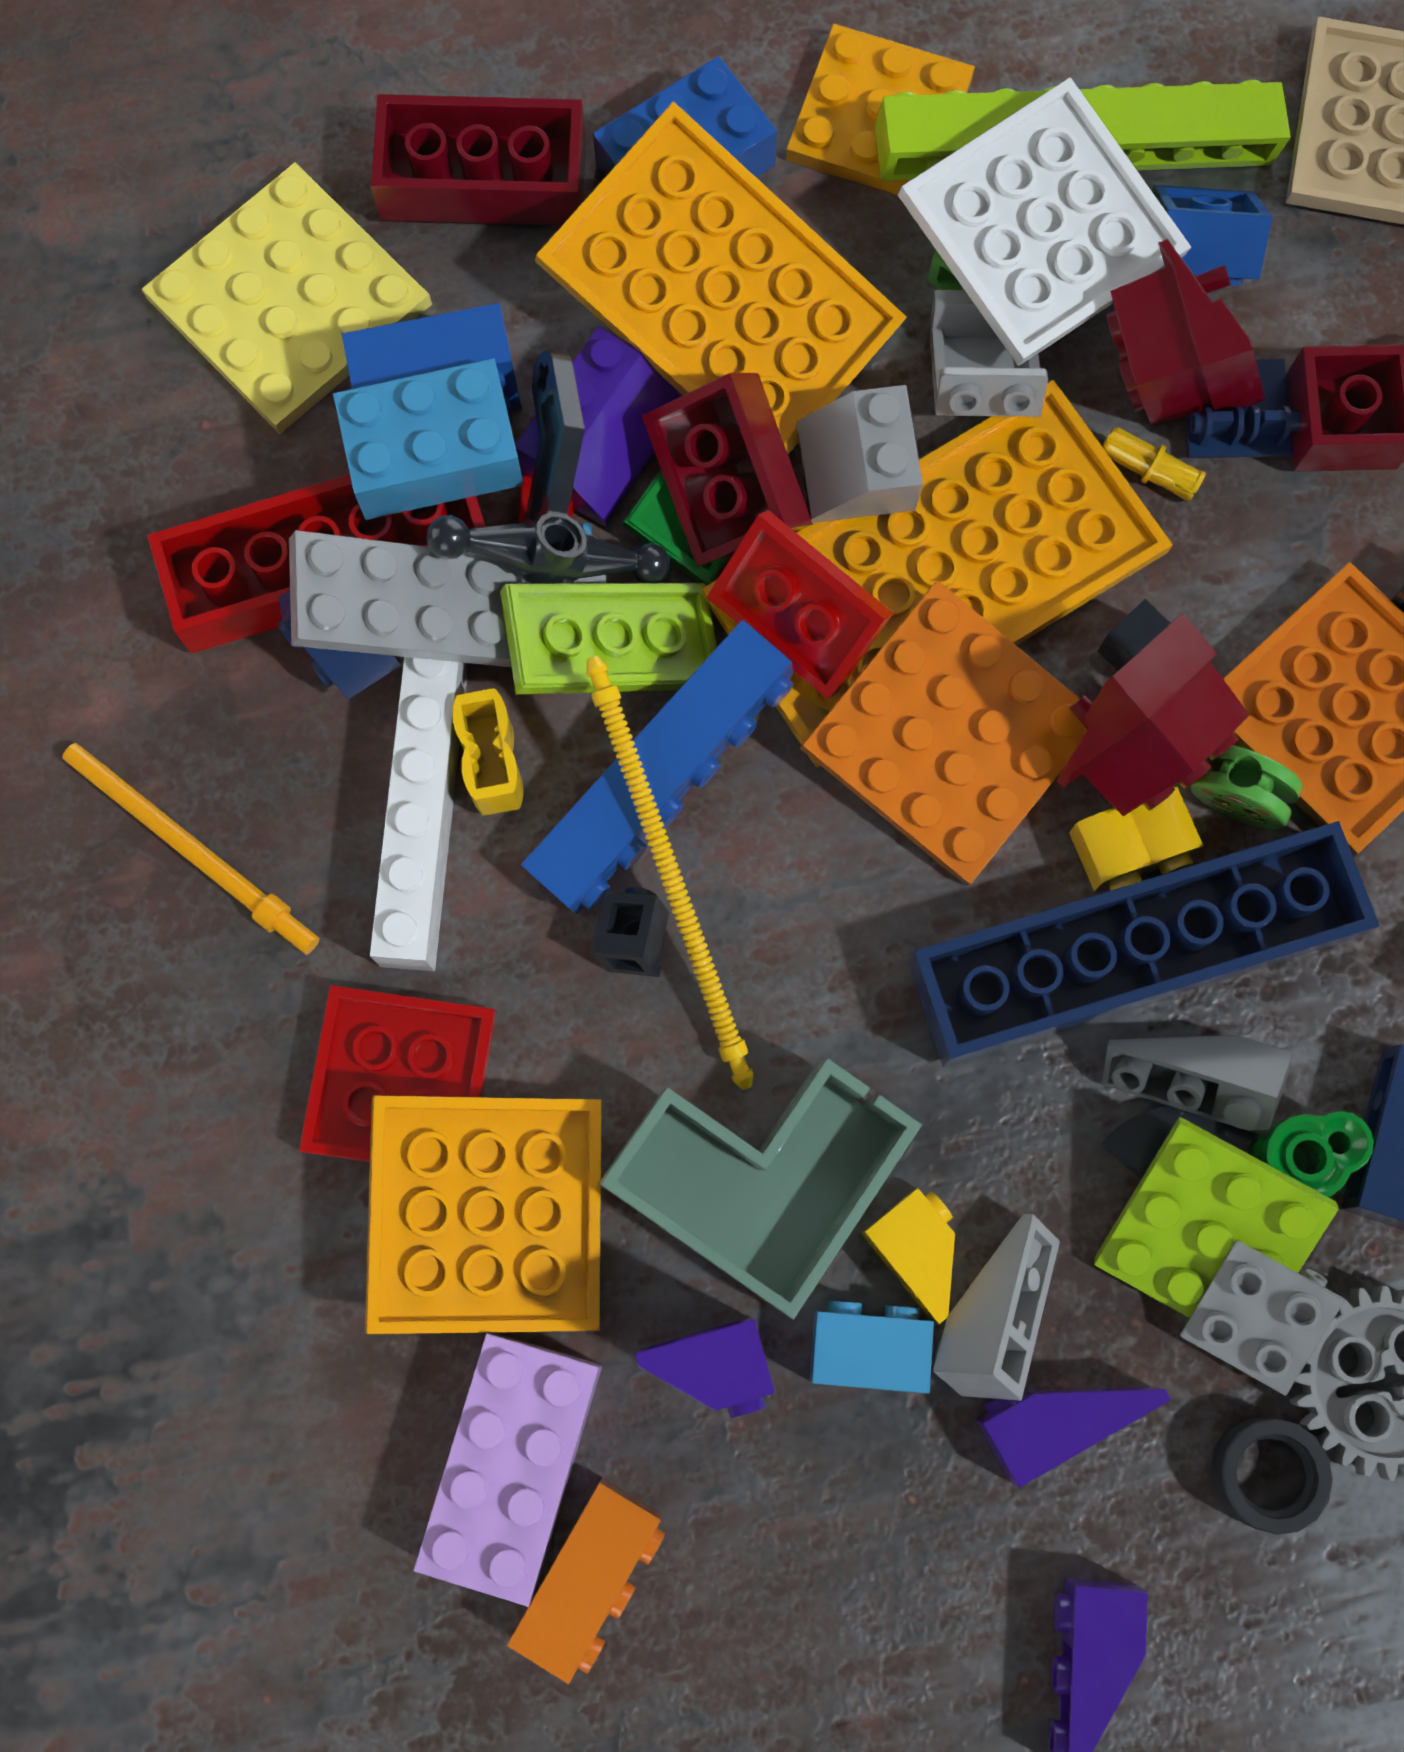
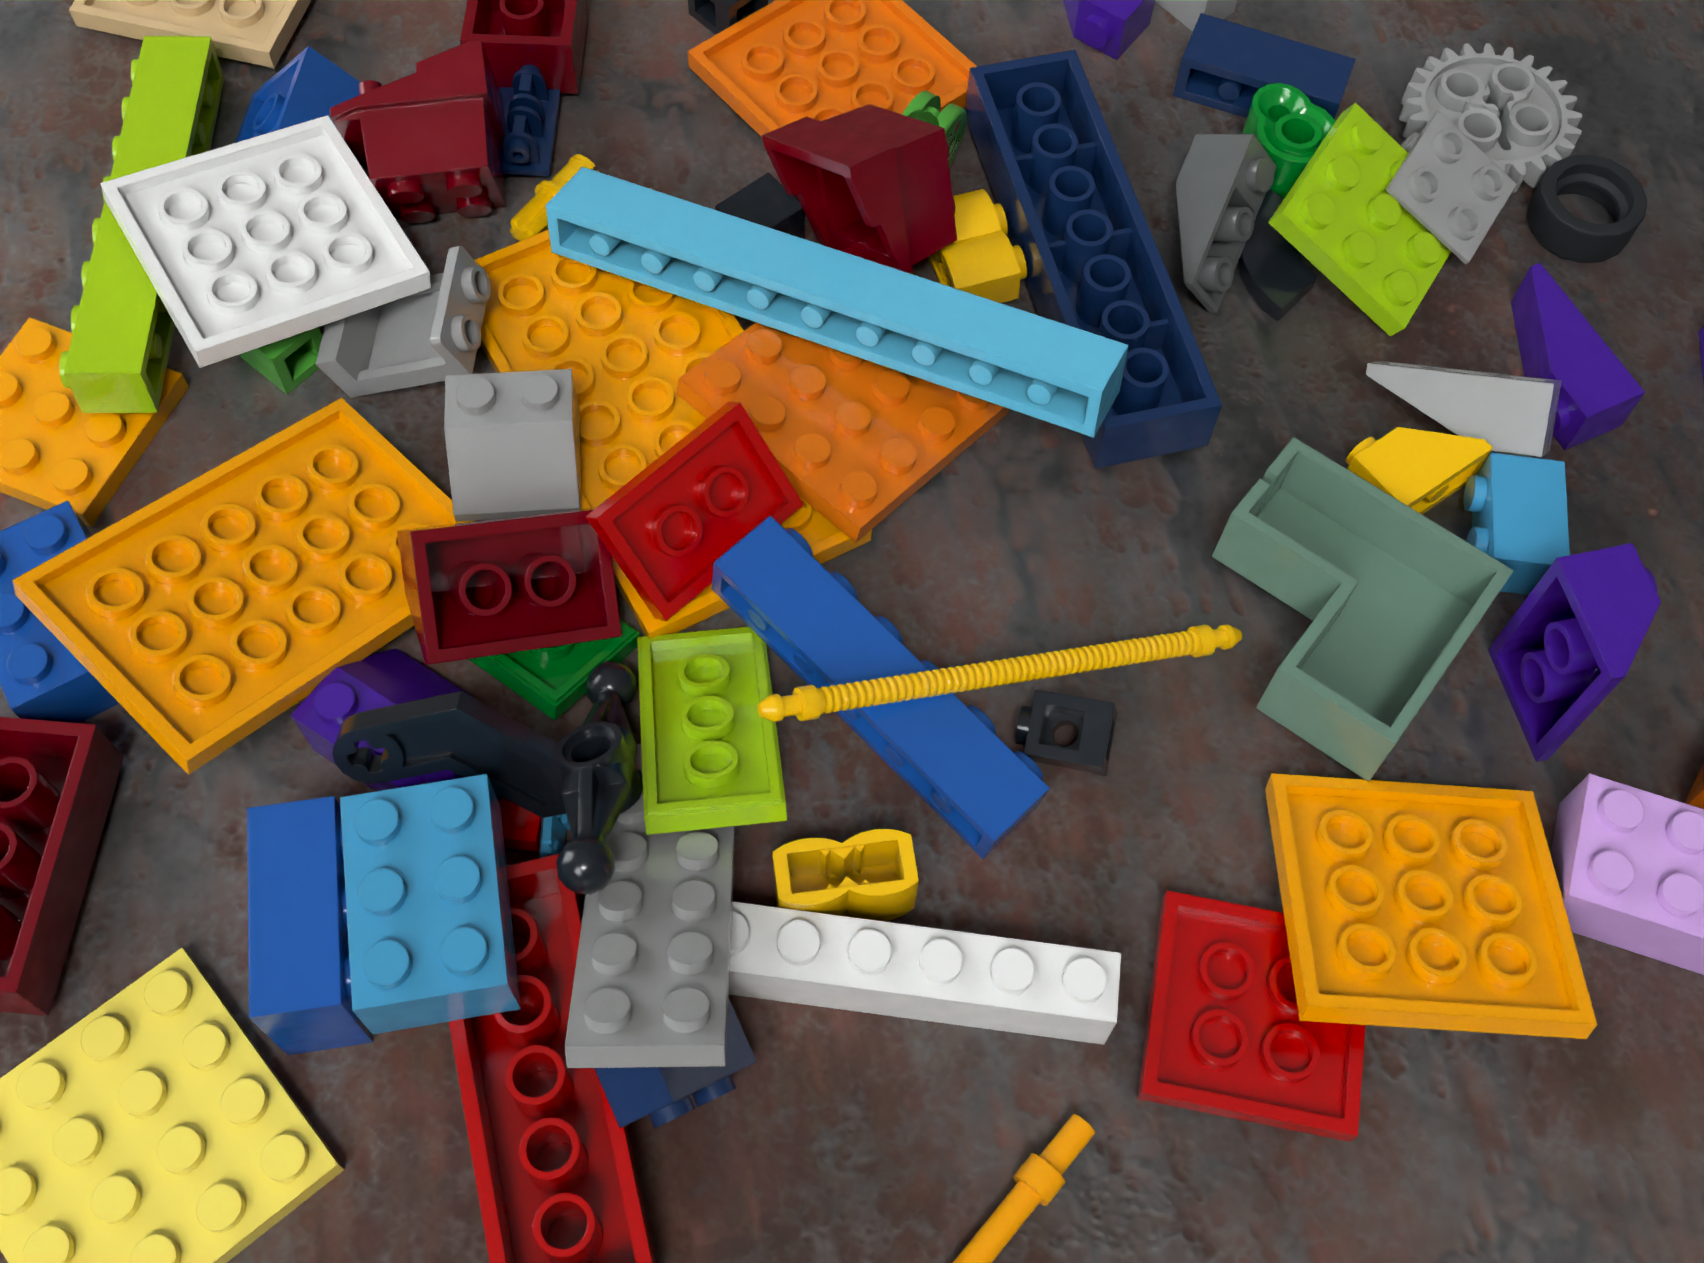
camera: 90 degrees left, 15 degrees down
(1027, 707) = (839, 300): none -> medium azure brick

